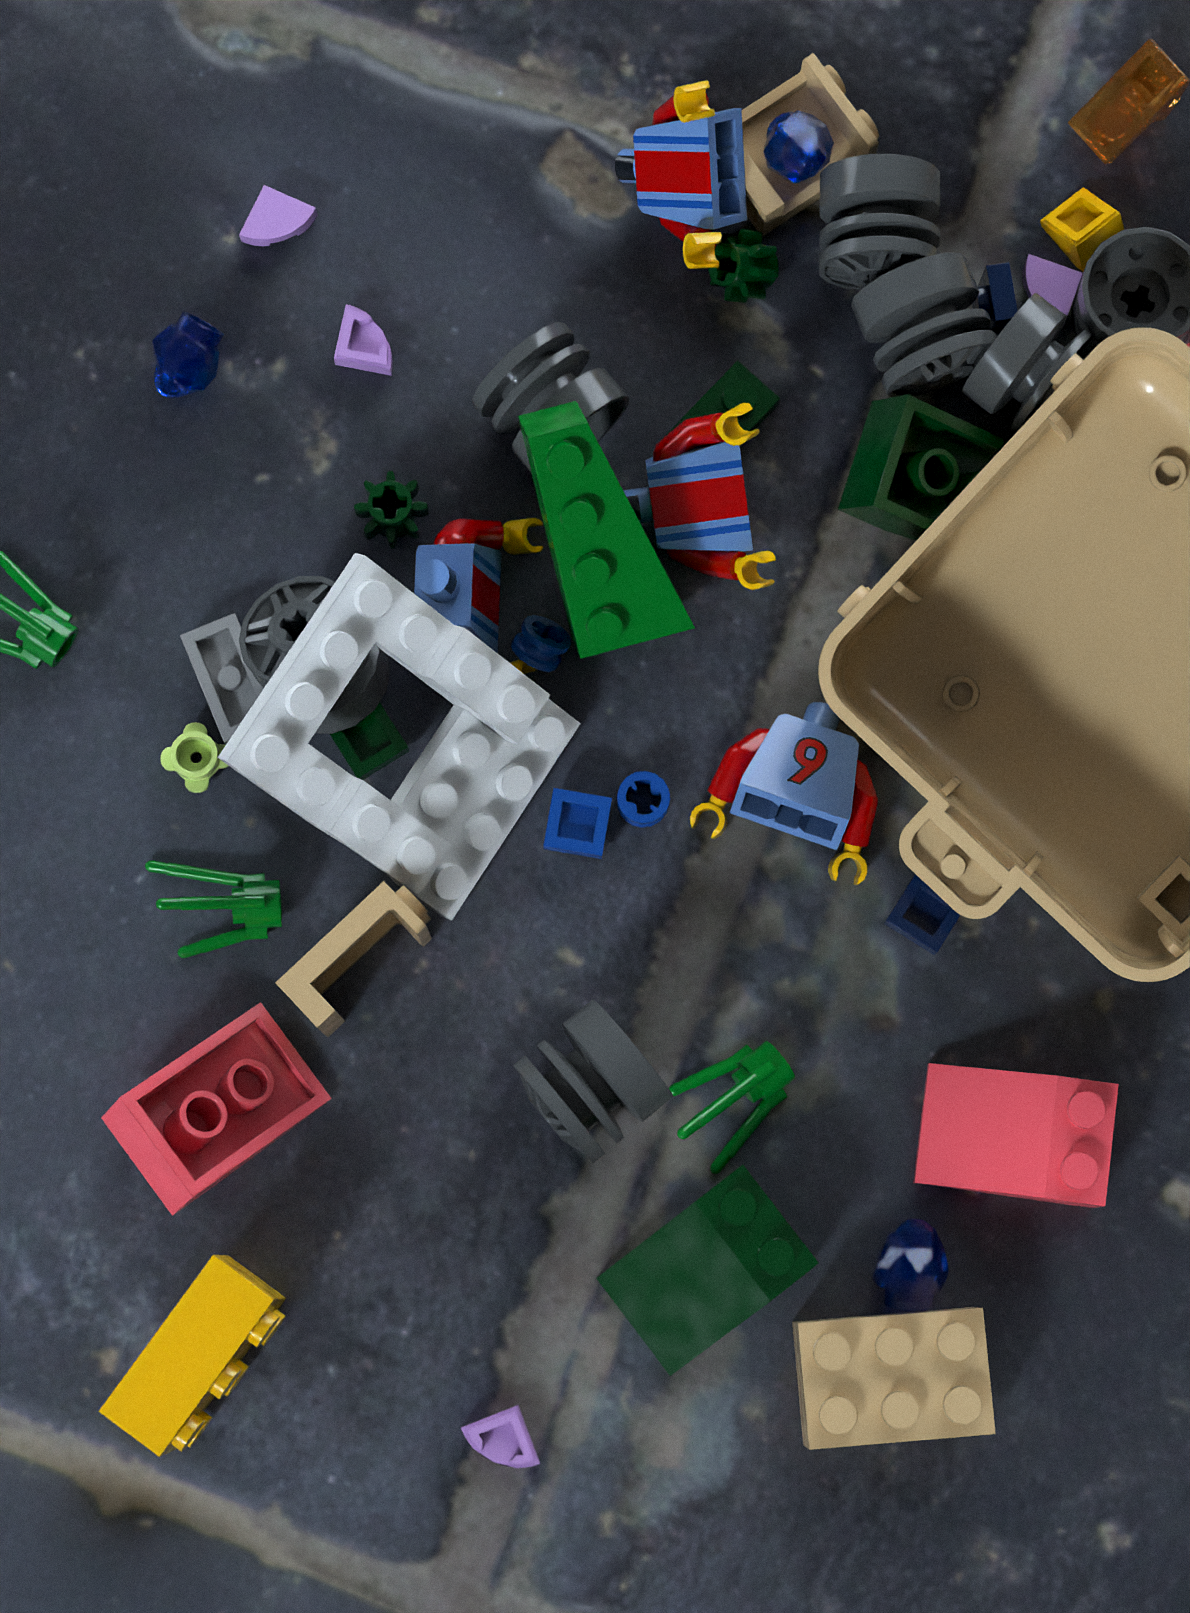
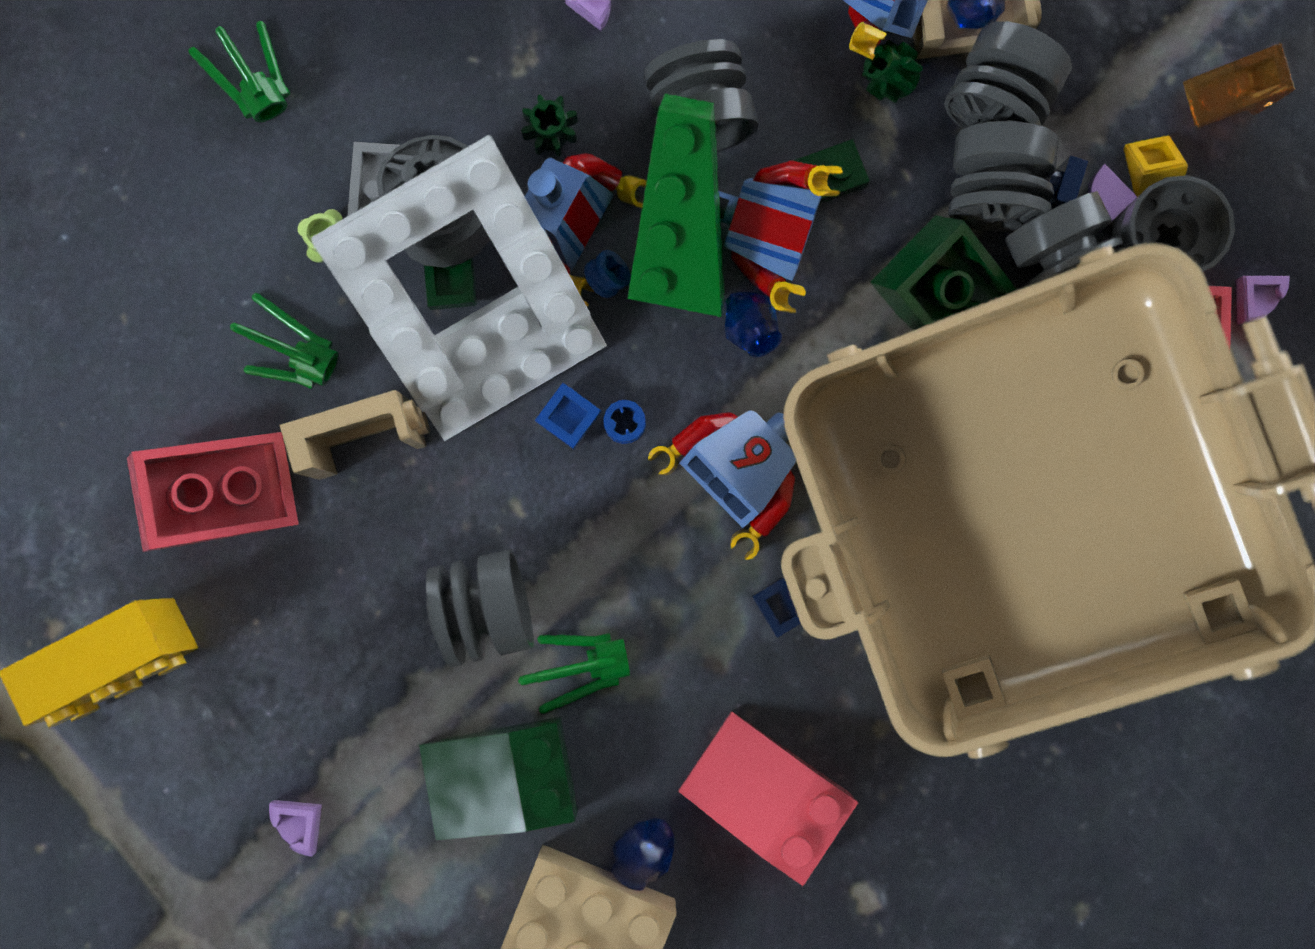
camera: 25 degrees right, 5 degrees up
(730, 618) = (752, 323): none -> clear blue rock

